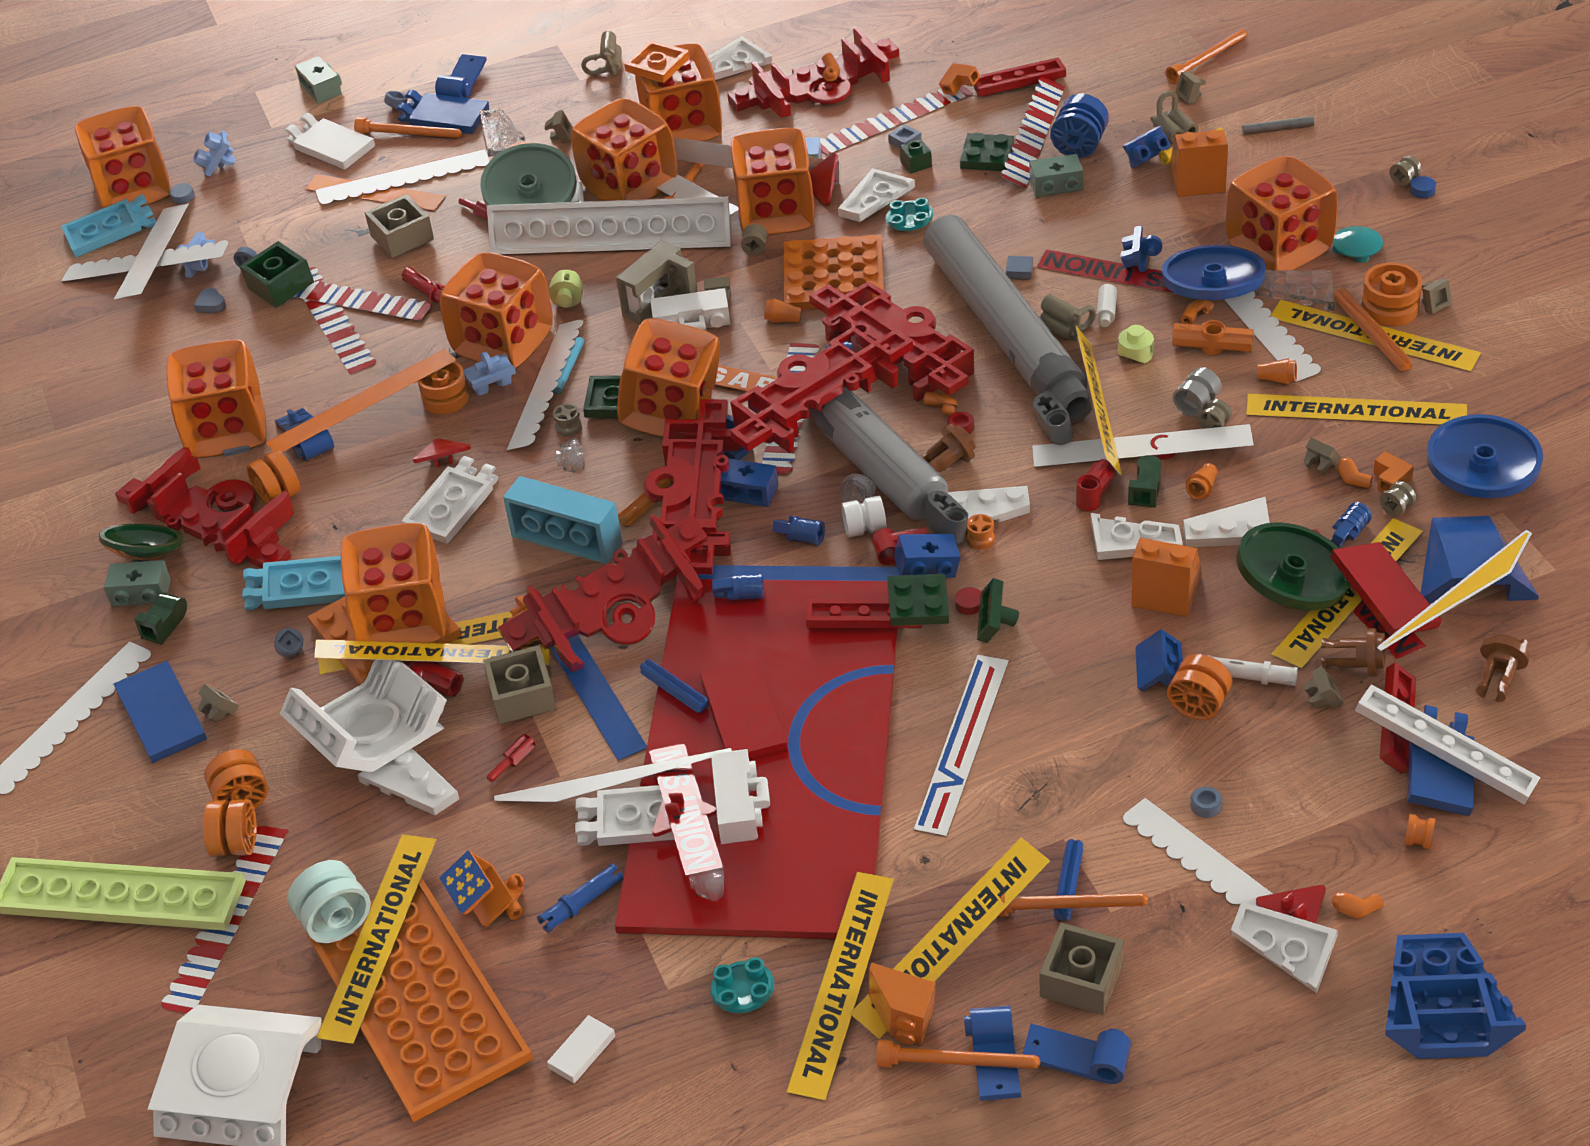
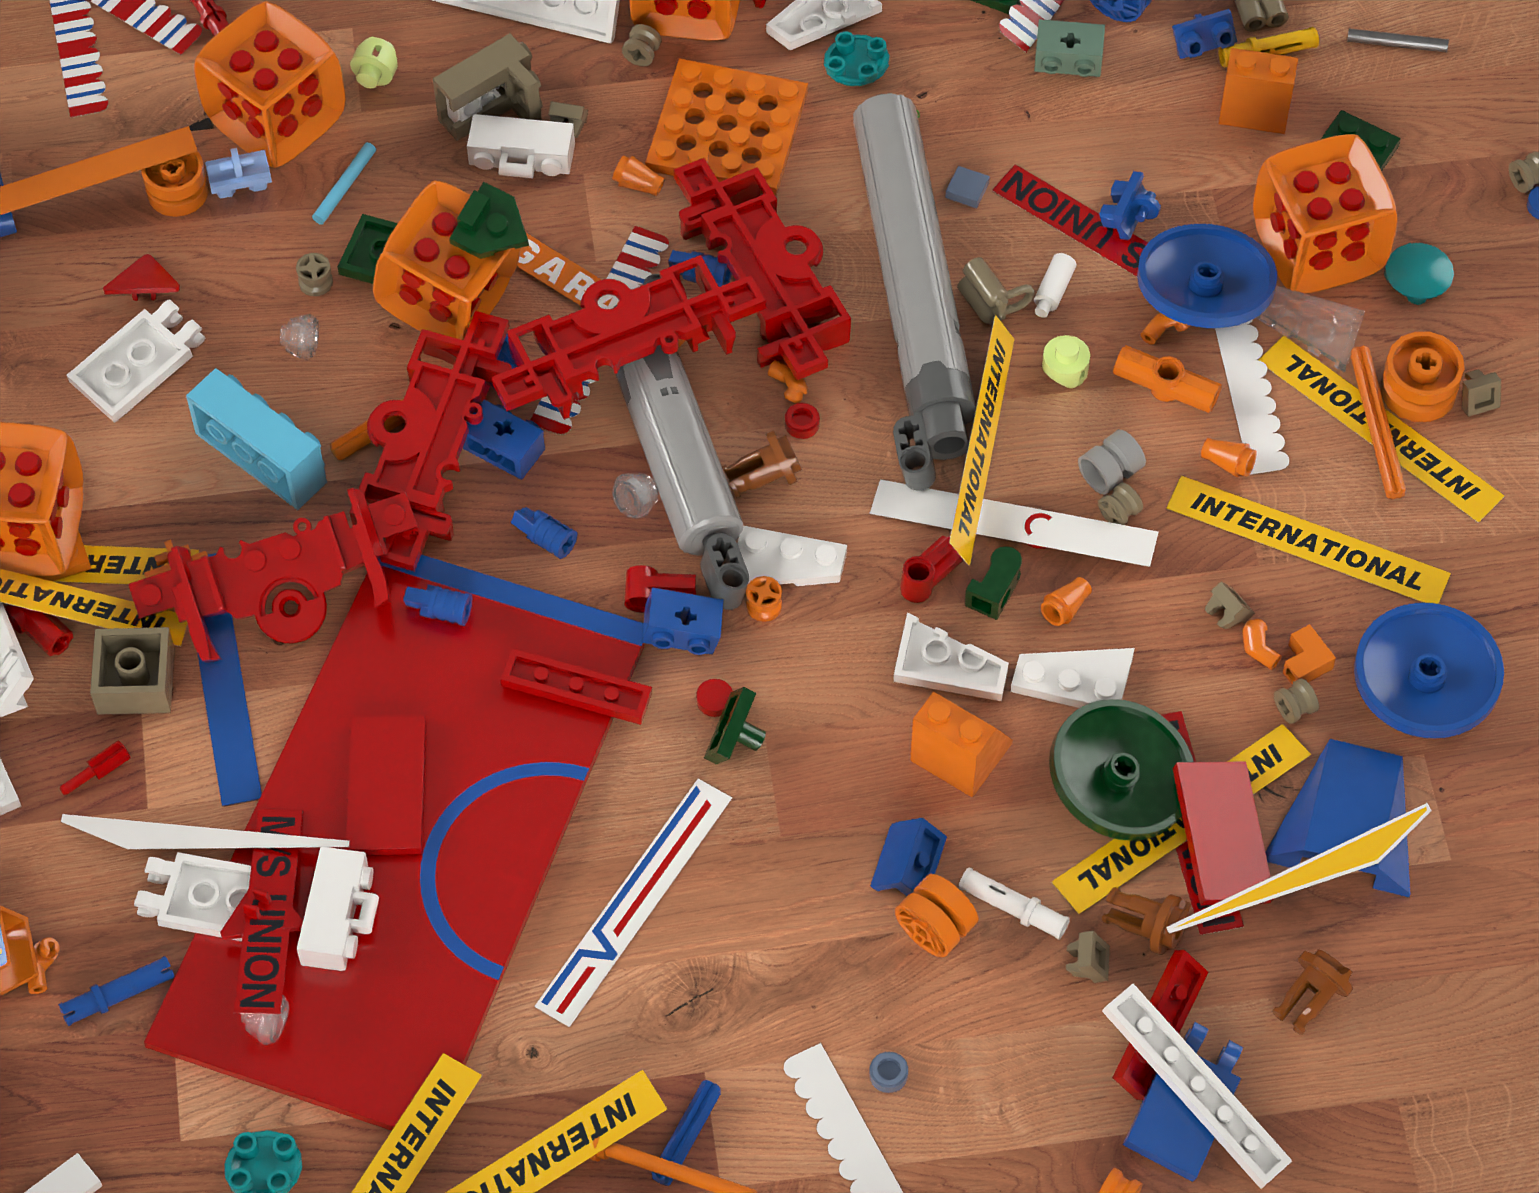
camera: 10 degrees right, 15 degrees up
(545, 384) = (304, 206): white sticker -> none
(674, 686) = (315, 725): blue axle -> none
(696, 334) = (489, 223): none -> dark green plate
(864, 516) = (627, 537): white wheel -> none
(917, 599) = (644, 688): dark green plate -> none
(1351, 523) = (1221, 722): blue hinge -> none

